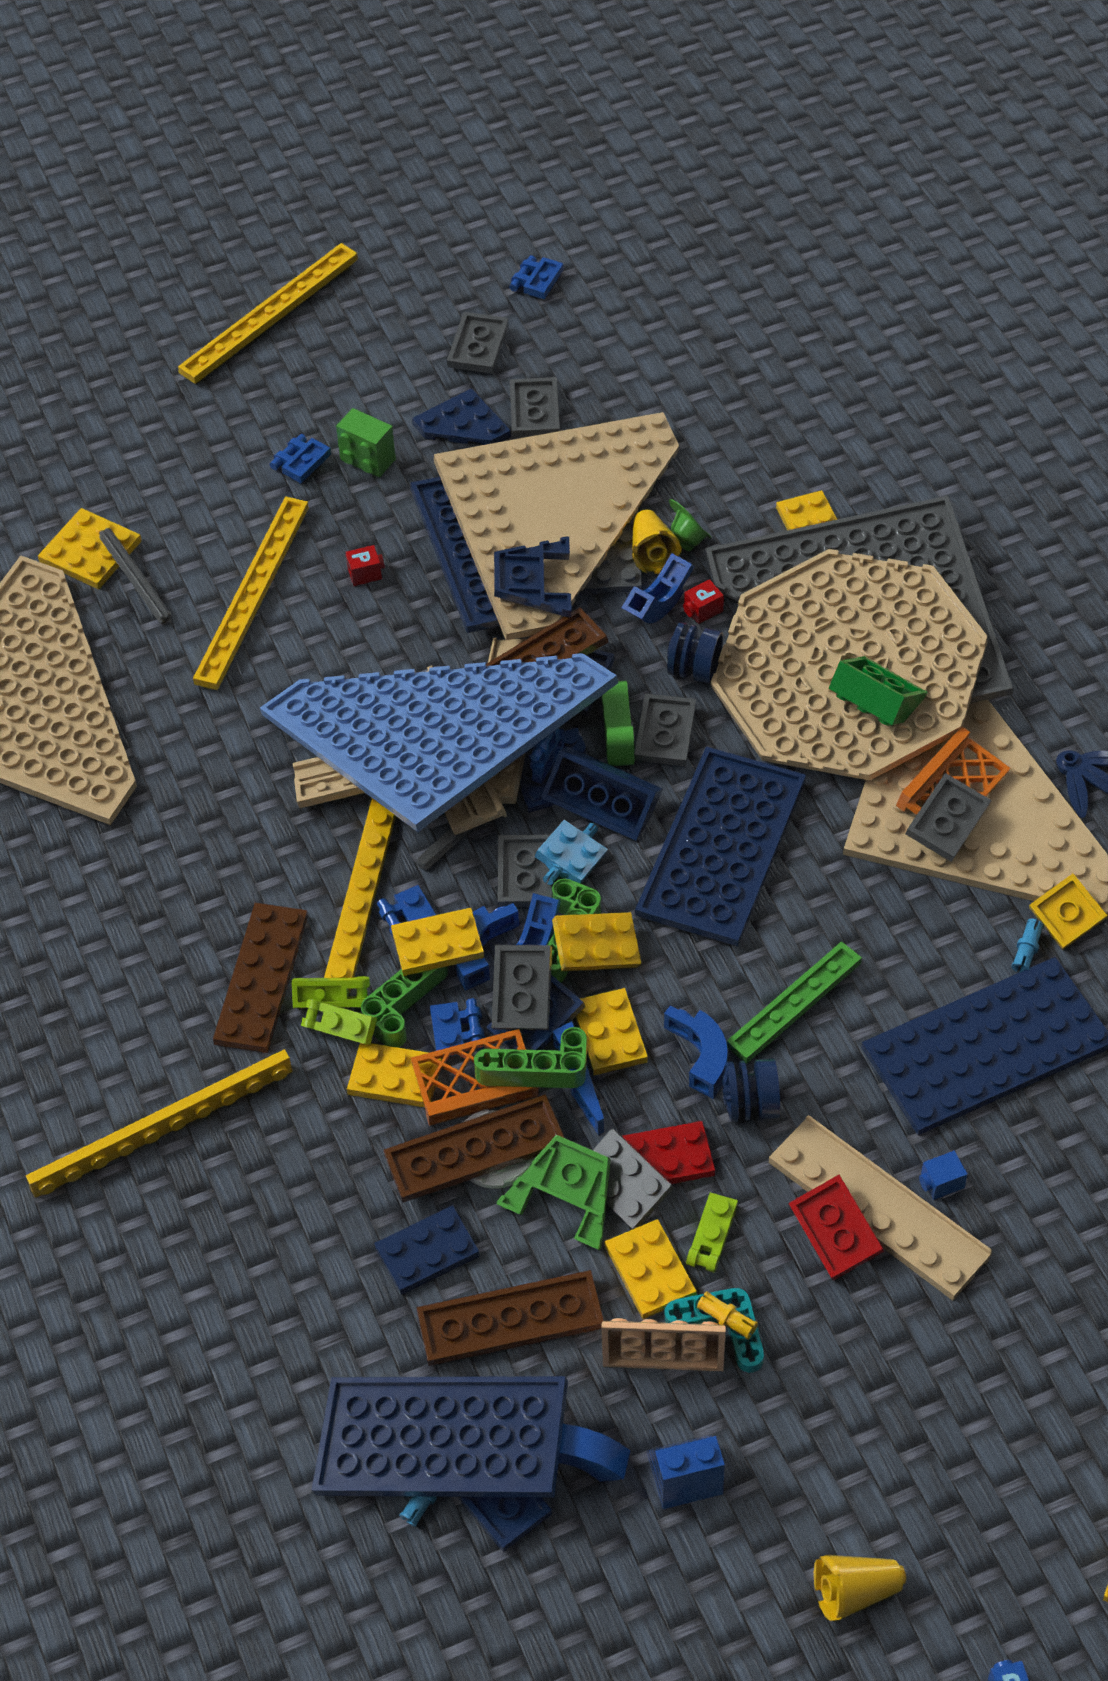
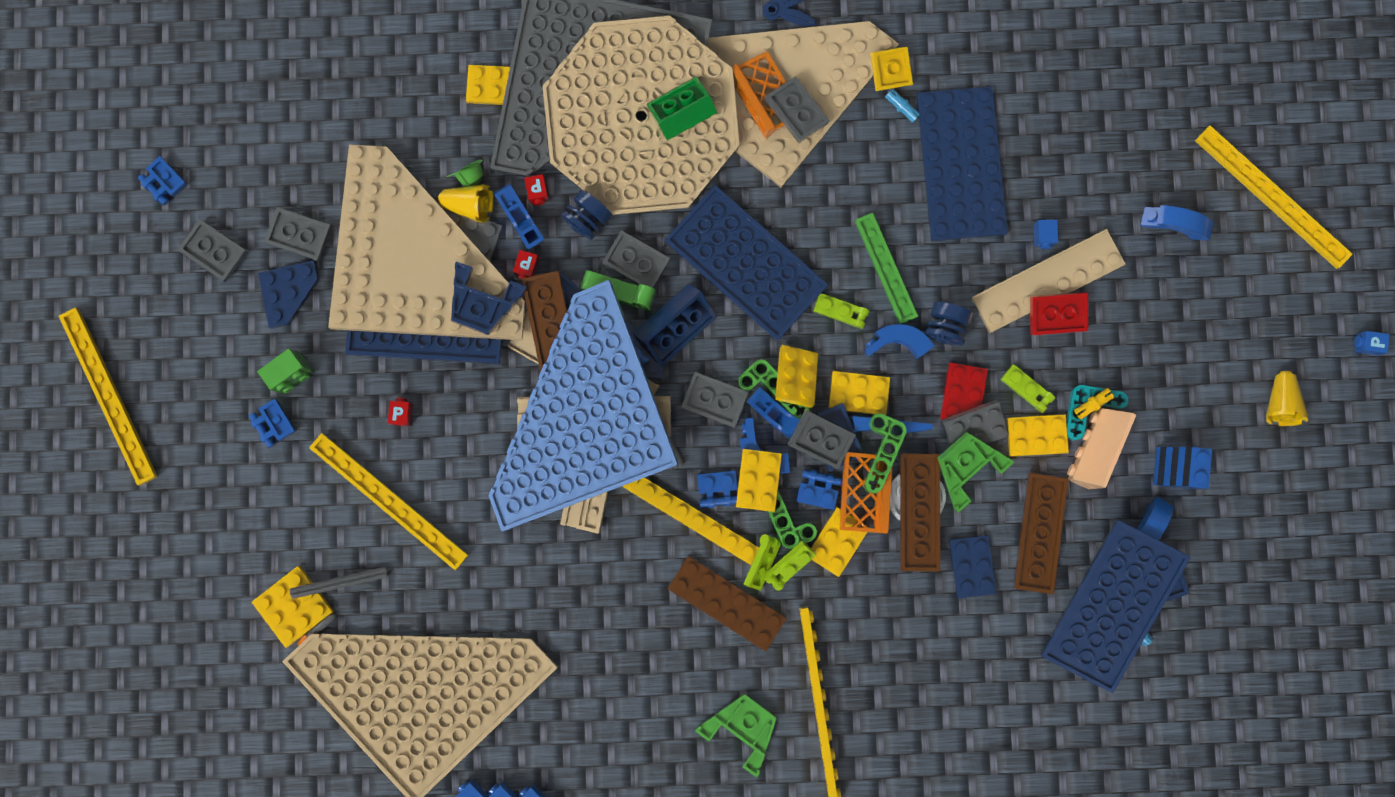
camera: 65 degrees left, 30 degrees up
(78, 582) = (319, 627): none -> dark grey piece
(107, 1054) = (746, 721): none -> bright green wing
(570, 853) = (715, 364): dark azure plate -> none
(607, 619) = (526, 264): none -> red brick
(711, 971) = (840, 310): none -> lime plate
(1053, 1341) = (1183, 220): none -> blue arch

